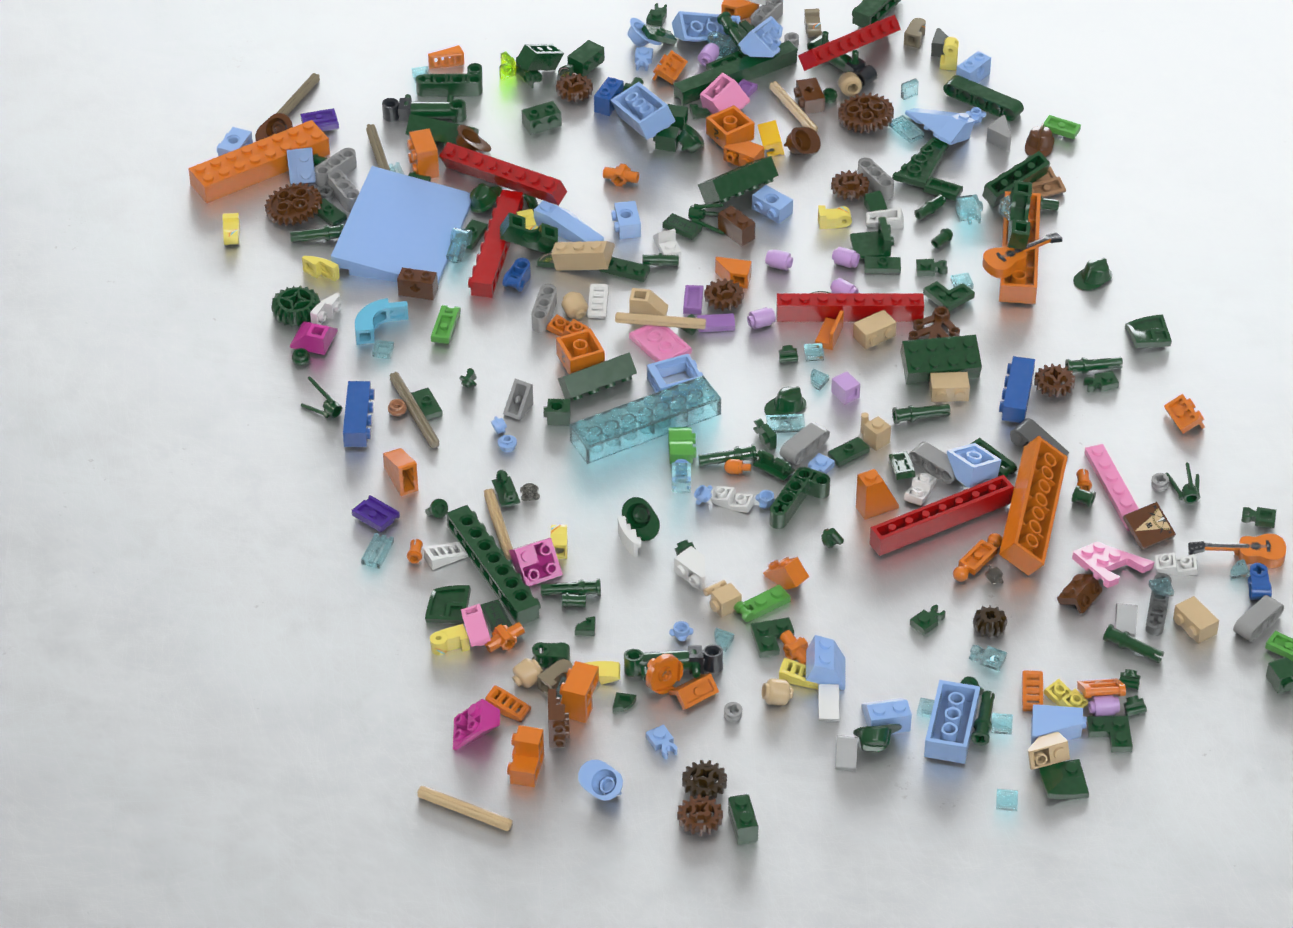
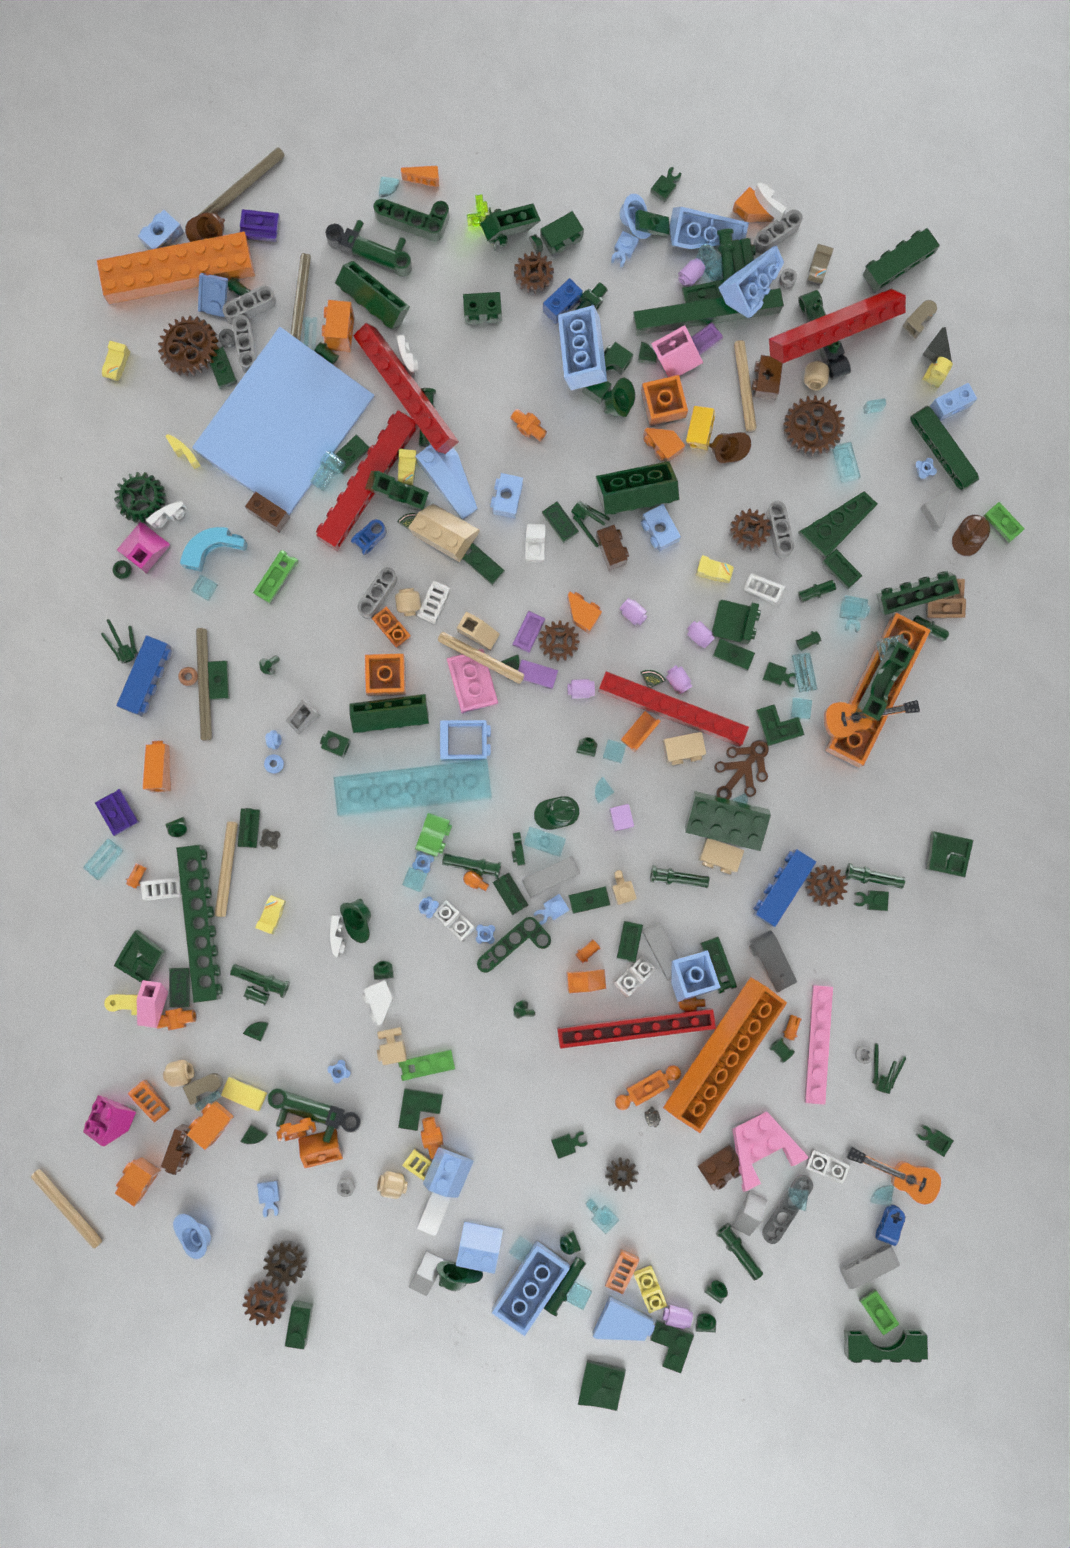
camera: 15 degrees right, 40 degrees up
(314, 234) = (206, 400): dark green pin -> none
(471, 140) = (391, 330): reddish brown piece -> none
(483, 197) = (380, 407): dark green piece -> none
(536, 562) = (237, 936): dark pink slope -> none
(550, 653) = (212, 1060): dark green piece -> none
(666, 260) = (518, 565): dark green pin -> none
(670, 68) = (643, 278): orange bracket -> none
(723, 638) = (372, 1095): clear light blue tile -> none
(787, 572) = (461, 1041): orange slope -> none
(830, 95) = (789, 385): dark green plate -> none
(874, 201) = (765, 563): dark green slope -> none
(947, 126) = (884, 476): light blue wedge -> none
(950, 257) = (802, 672): none -> clear light blue tile
(1007, 800) = (542, 1386): clear light blue tile -> none
(1048, 750) = (601, 1354): tan slope -> none
(1093, 275) = (933, 750): dark green piece -> none
(1101, 687) = (684, 1292): orange plate -> none
(1149, 526) = (824, 1113): reddish brown tile -> none
(1183, 413) = (929, 979): orange bracket -> none
(1196, 619) = (810, 1246): tan brick -> none

